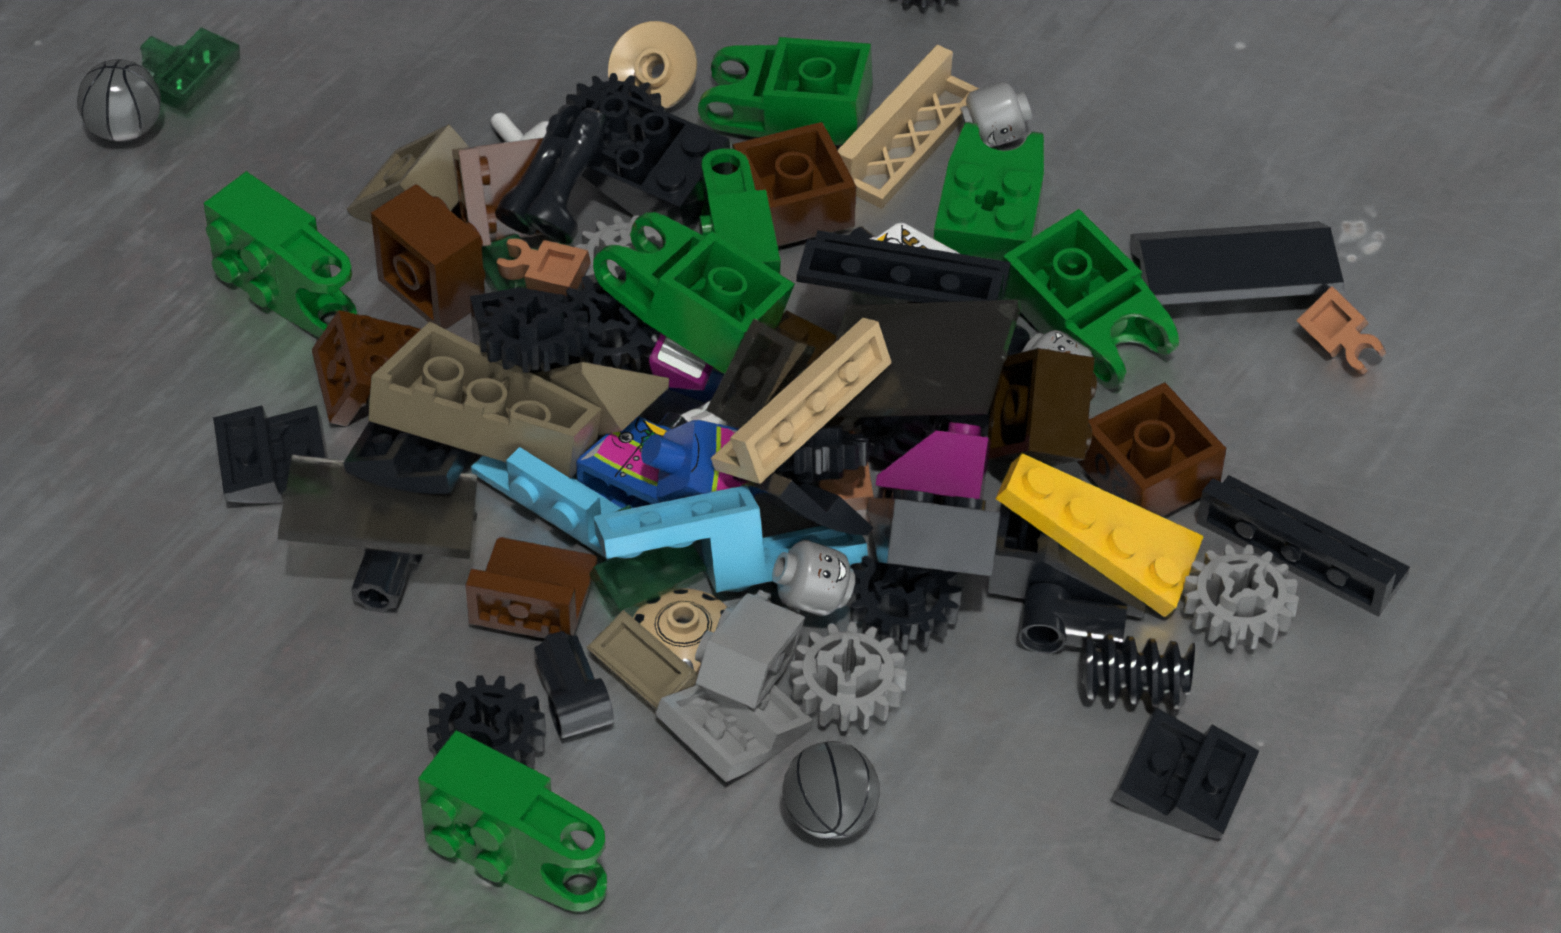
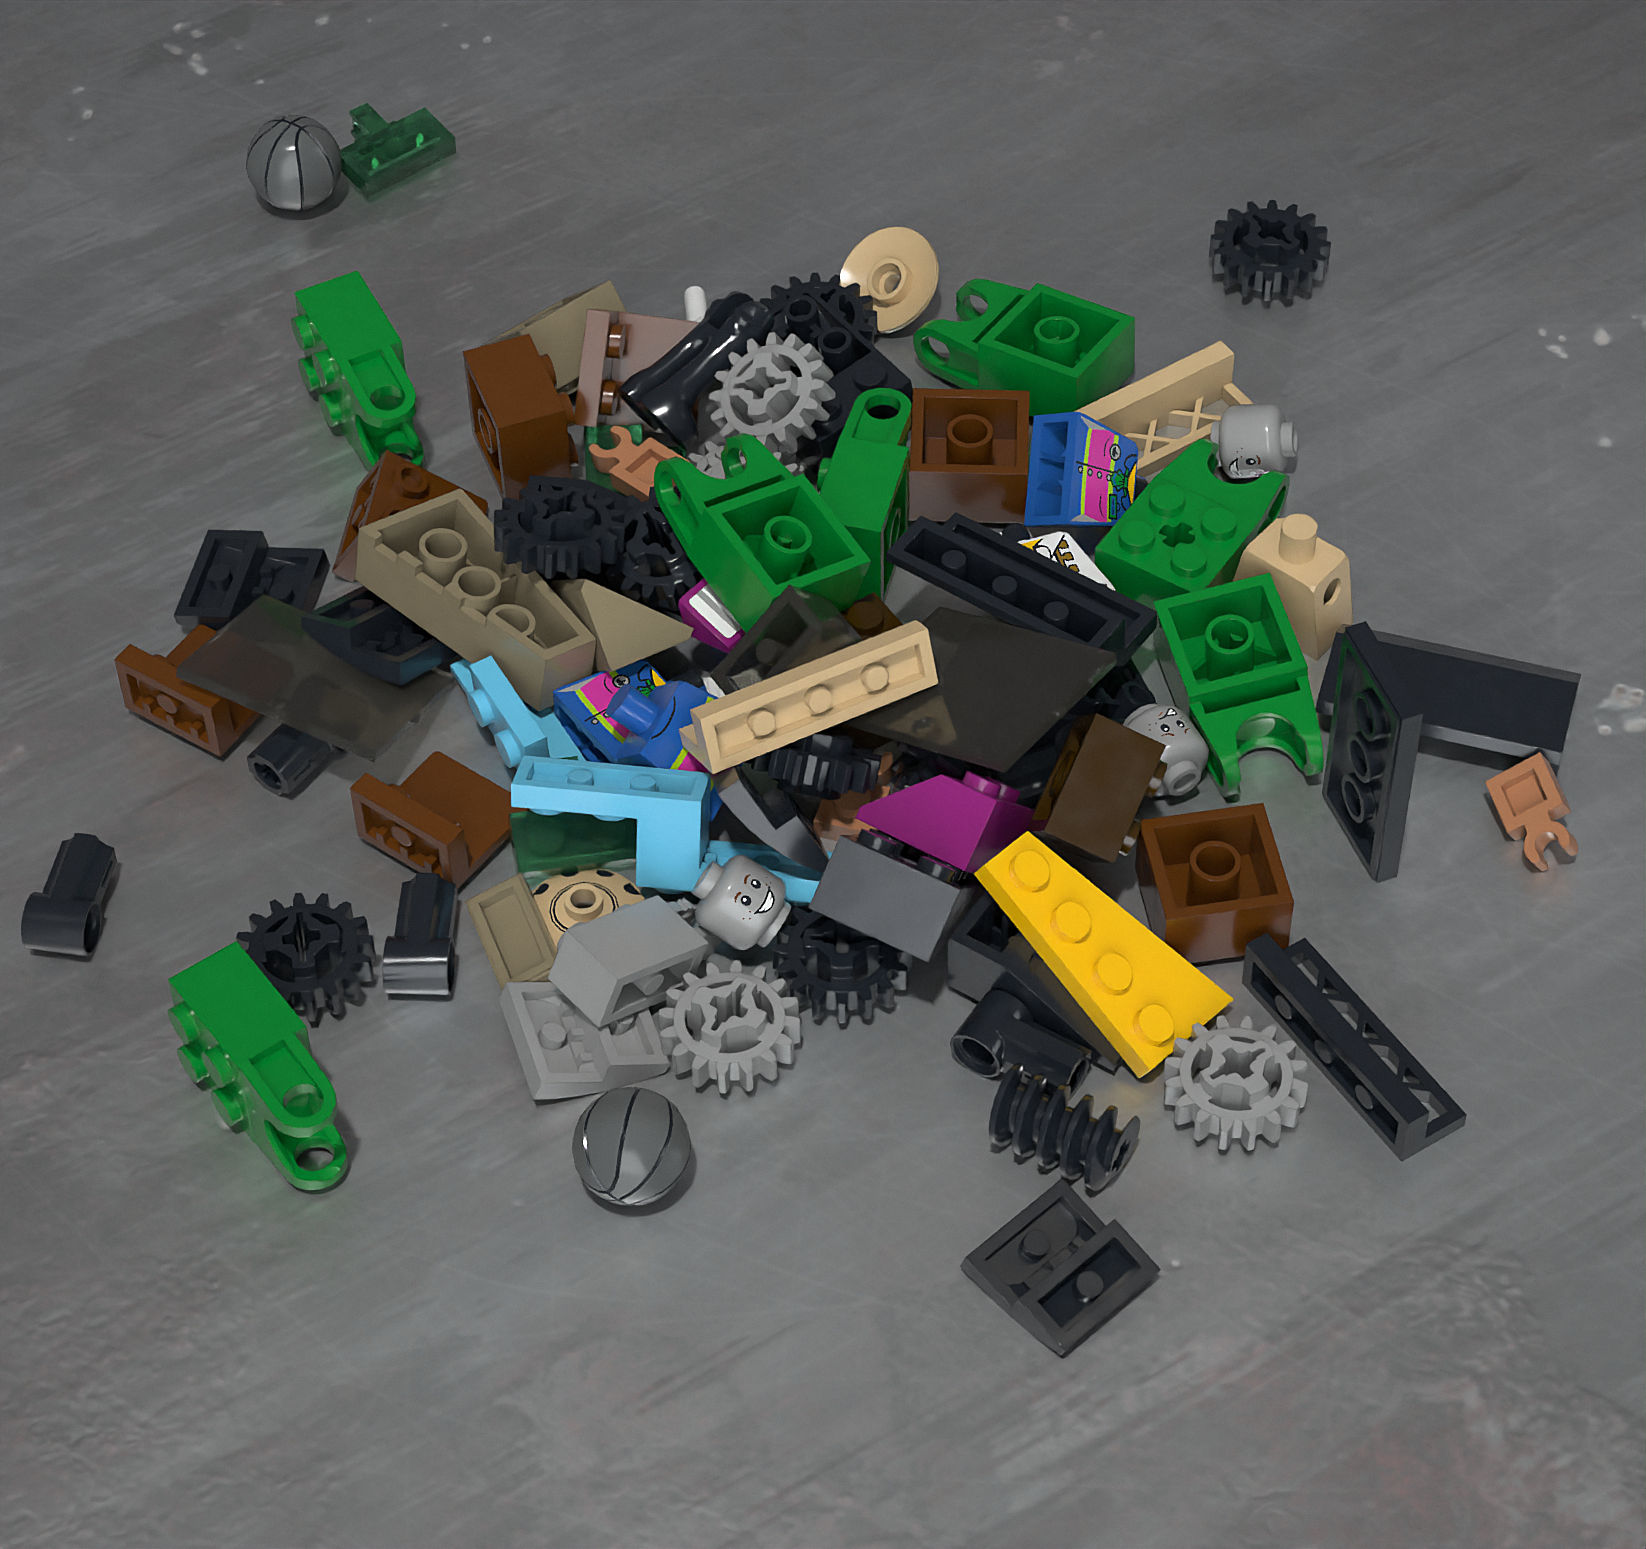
camera: 25 degrees right, 0 degrees up
(257, 559) = (186, 709): none -> reddish brown bracket
(268, 752) = (69, 909): none -> black piece
(612, 173) = (772, 394): none -> light grey gear
(891, 174) = (1079, 473): none -> blue torso
(1098, 195) = (1308, 577): none -> tan torso
(1233, 319) = (1371, 752): none -> black tile

